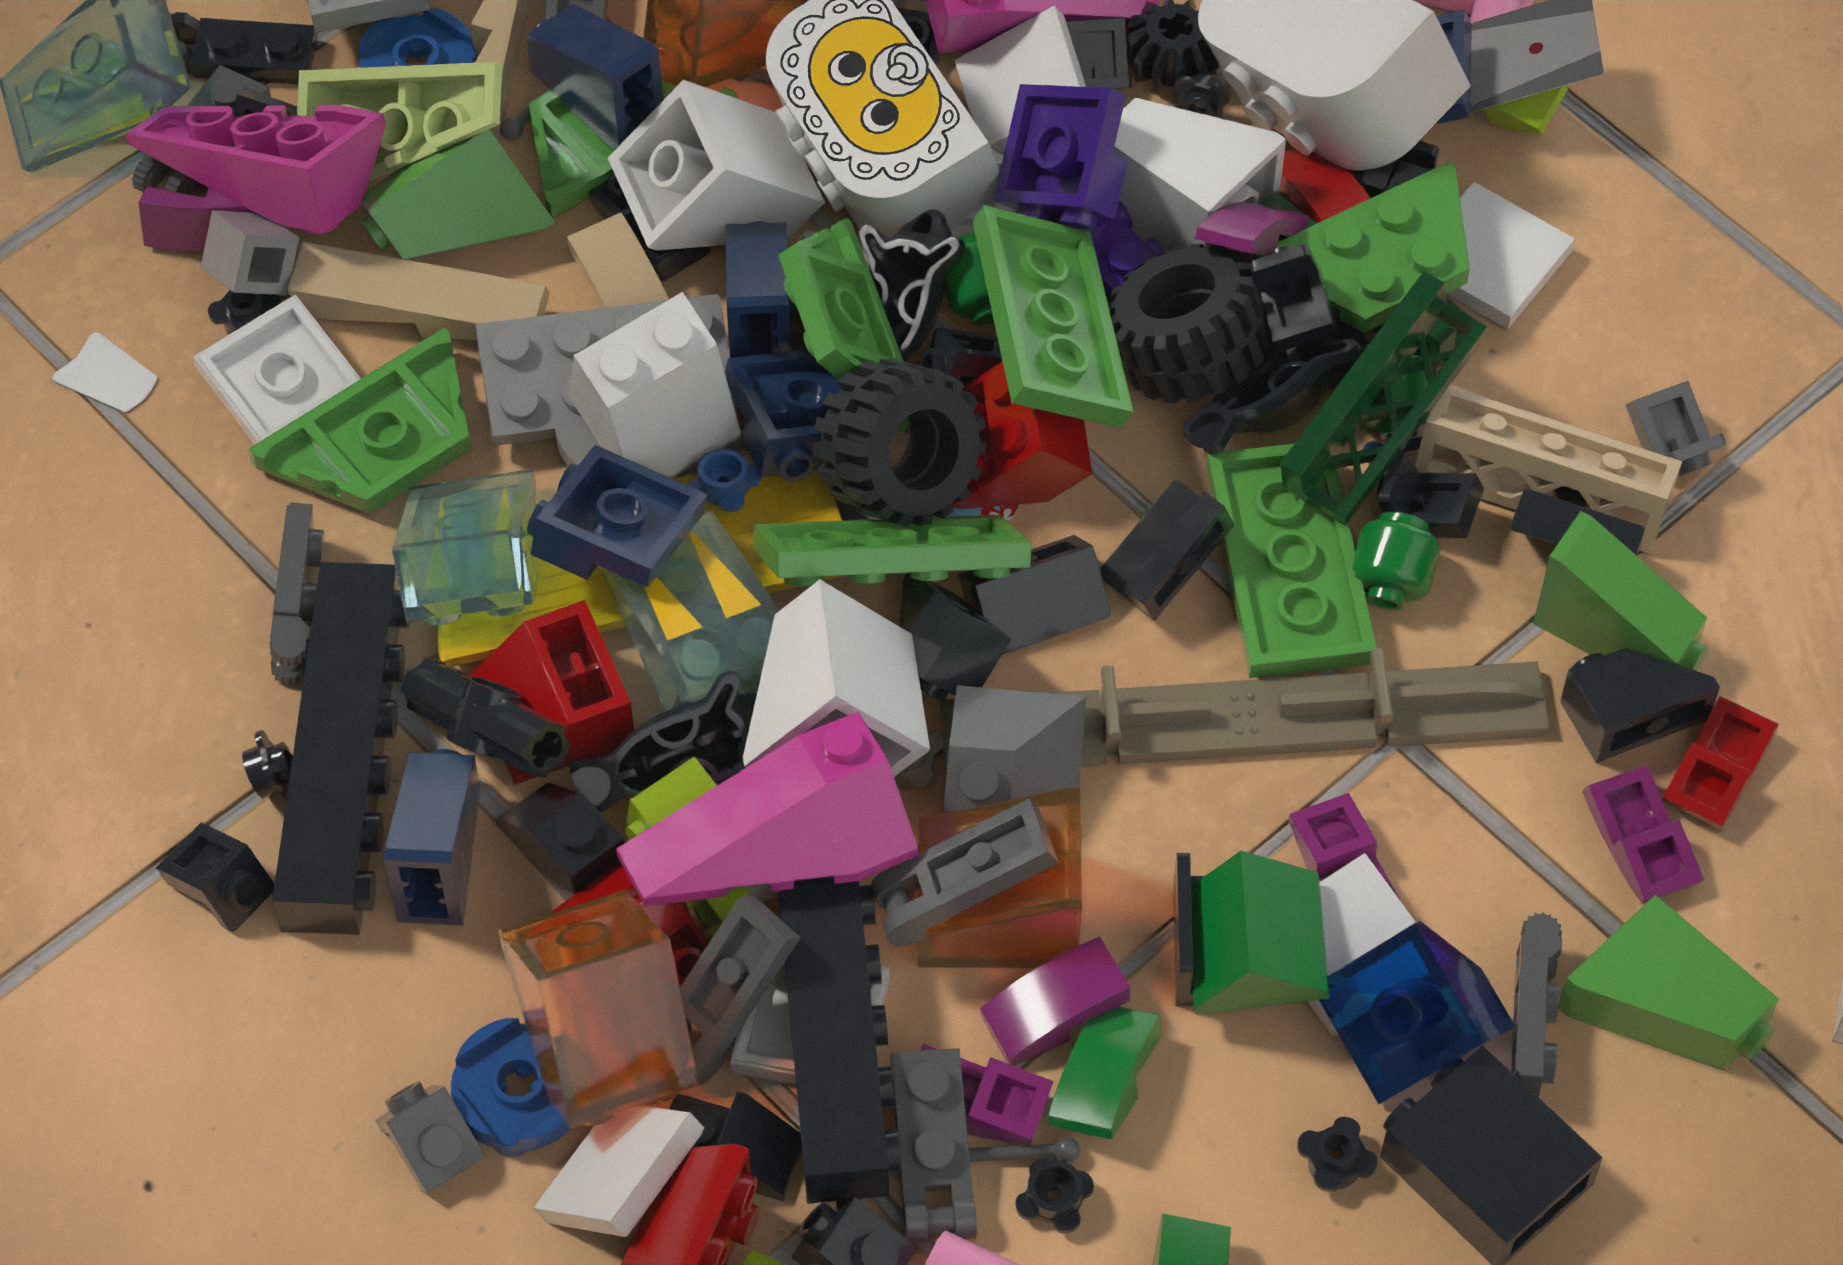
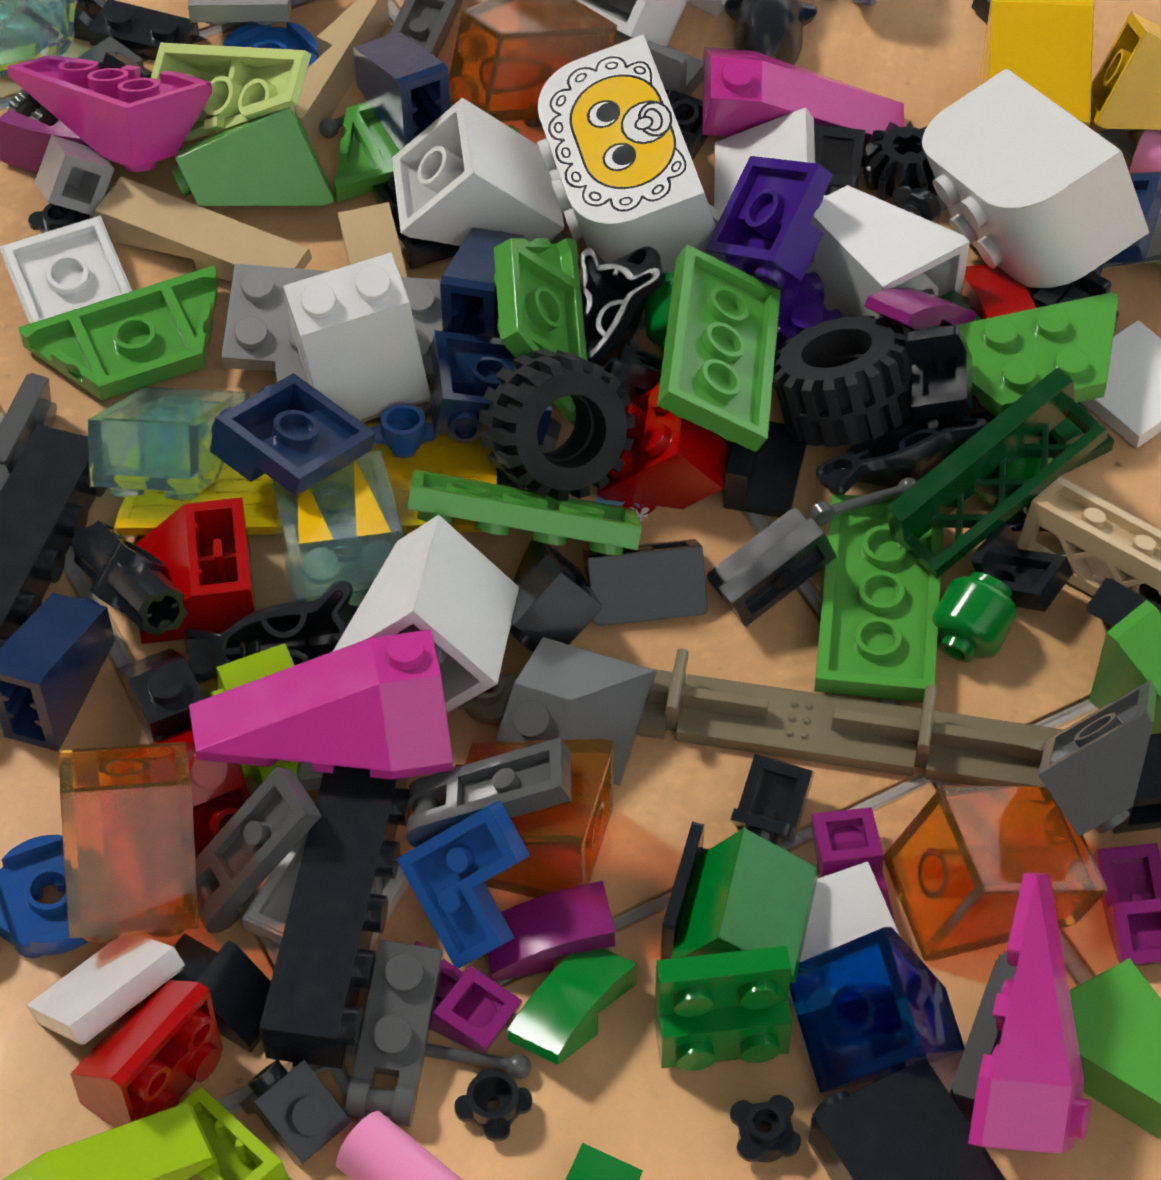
camera: 15 degrees right, 5 degrees down
(947, 974) = (451, 877): none -> blue plate
(1131, 454) = (765, 479): none -> black panel
(1207, 478) = (824, 512): none -> dark grey hinge
(1244, 808) = (773, 799): none -> black bracket
(1266, 1043) = (723, 1007): none -> green plate
(1489, 831) = (966, 861): none -> clear orange slope
(1577, 691) = (1099, 761): none -> dark grey slope
(1597, 1036) = (1035, 1076): none -> dark pink wedge

